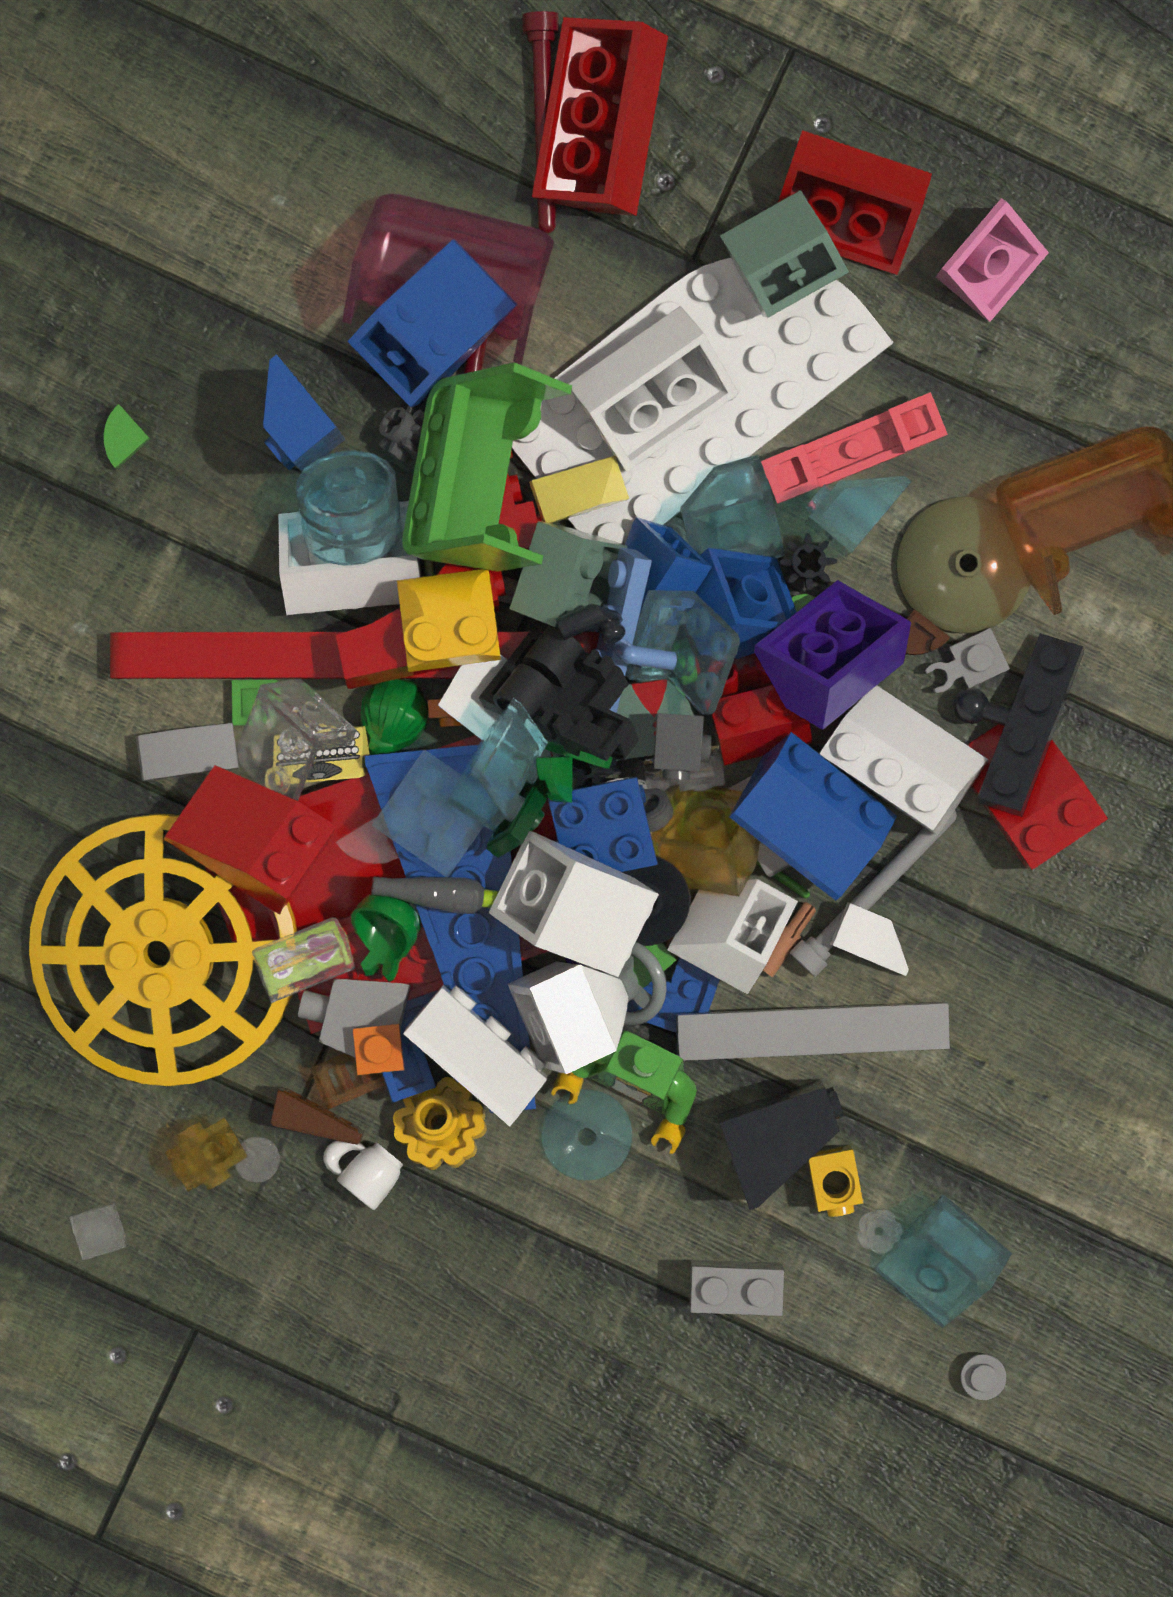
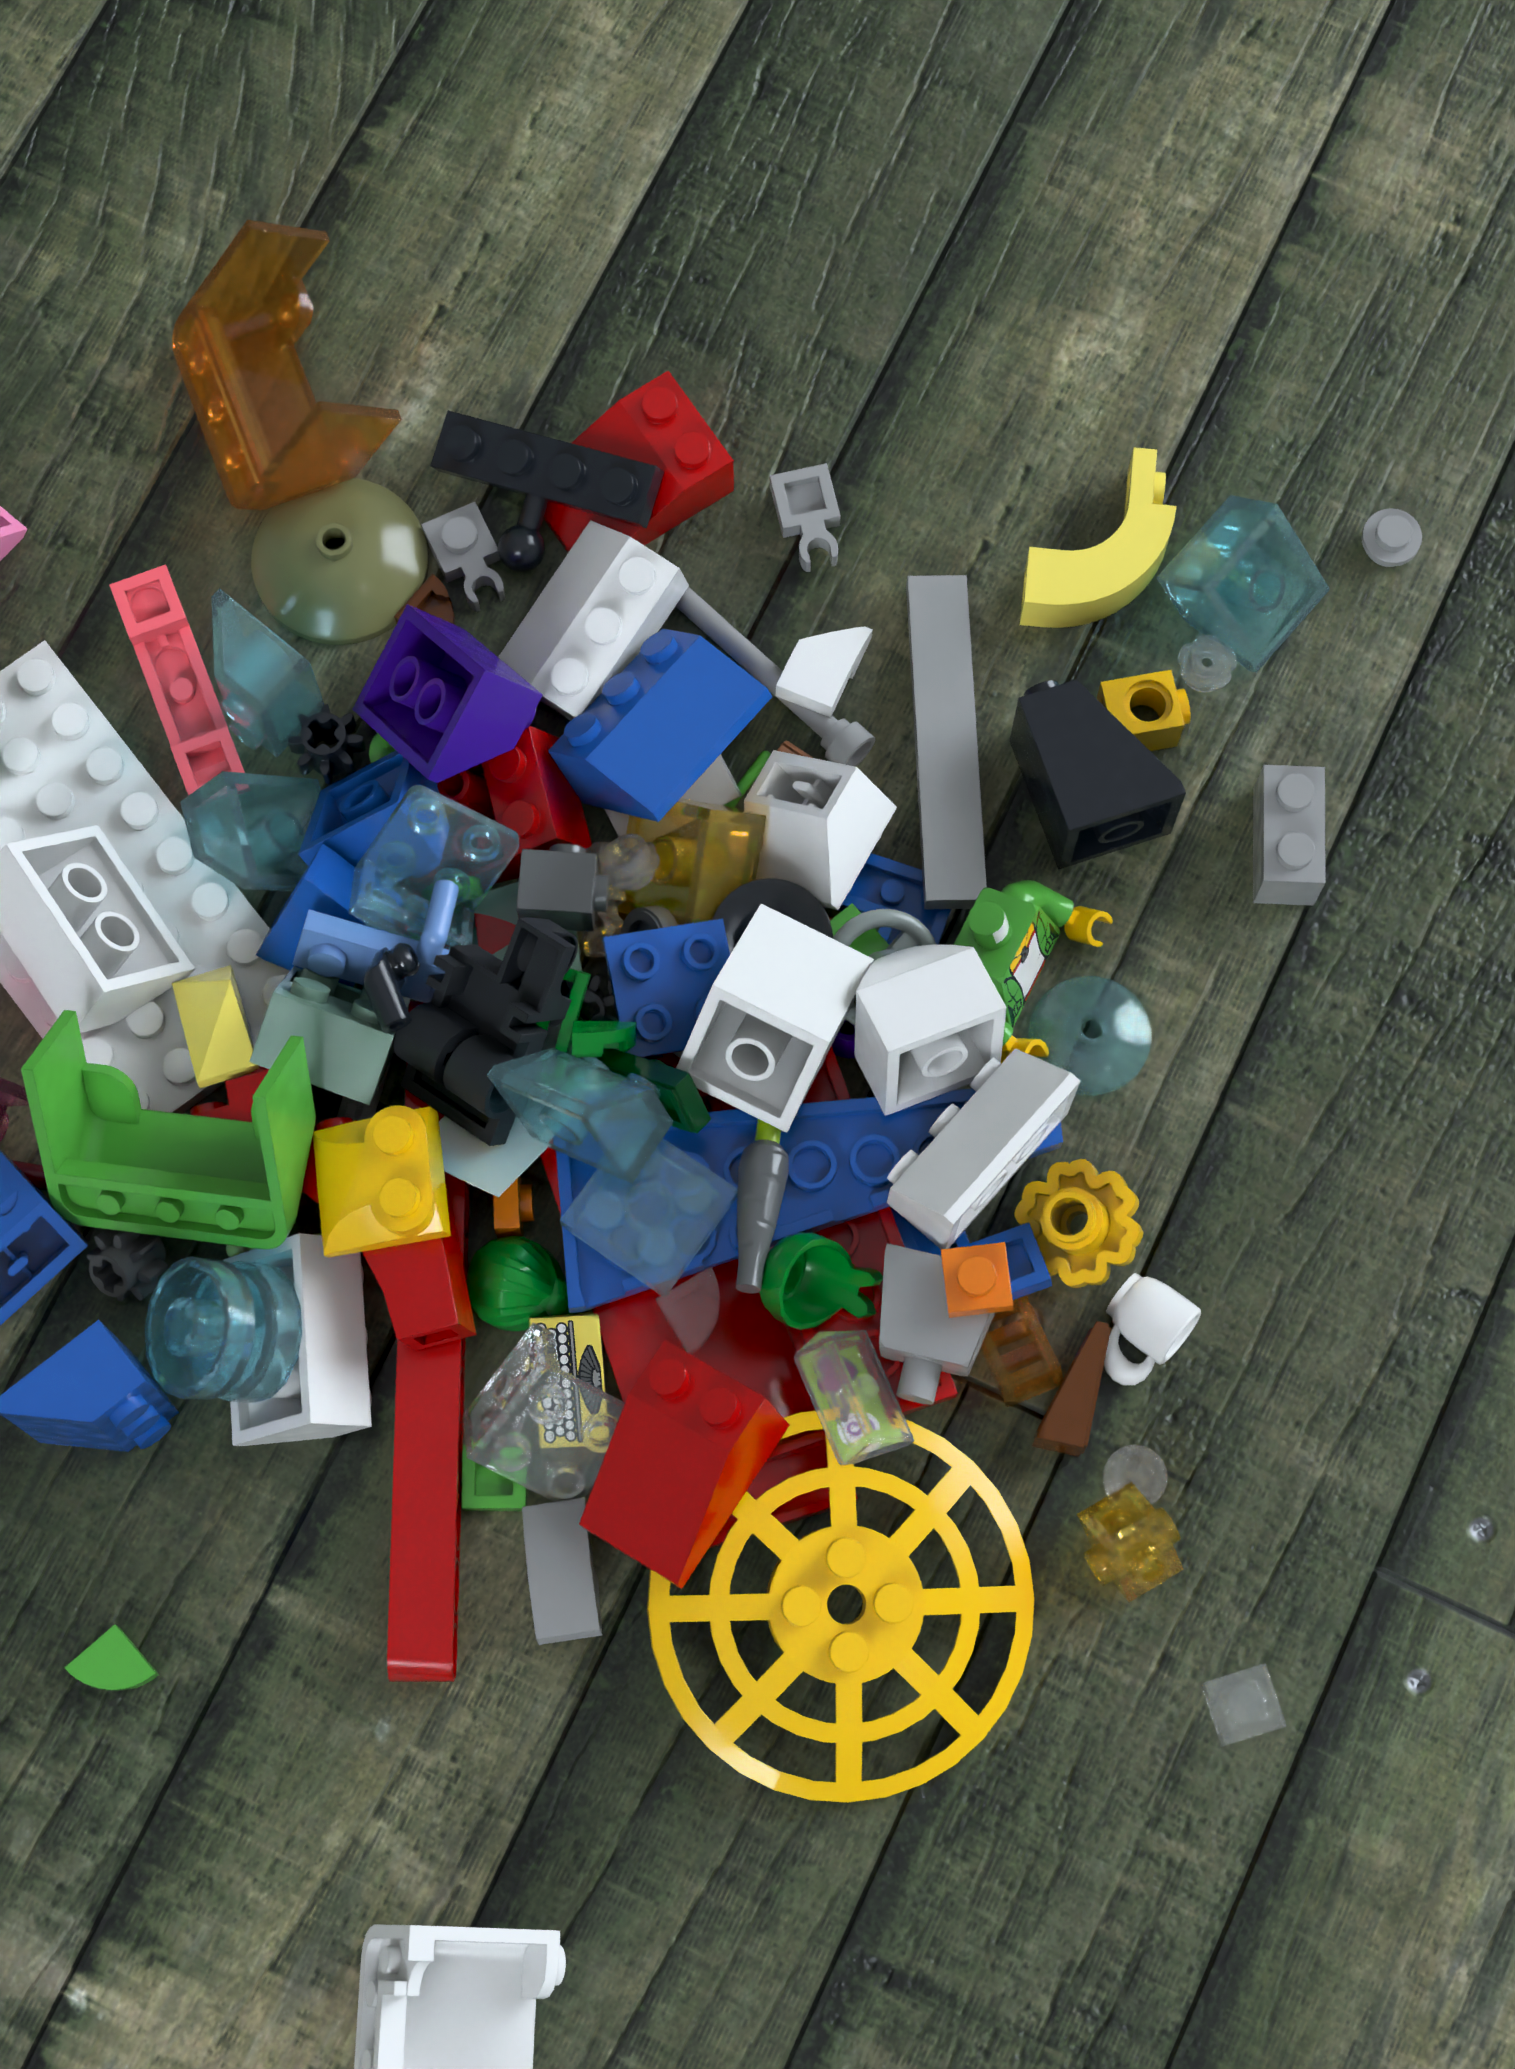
camera: 90 degrees left, 15 degrees down
(709, 788) = (629, 862): none -> clear plate
(939, 1140) = (1098, 581): none -> light yellow arch
(1006, 924) = (806, 508): none -> light grey plate

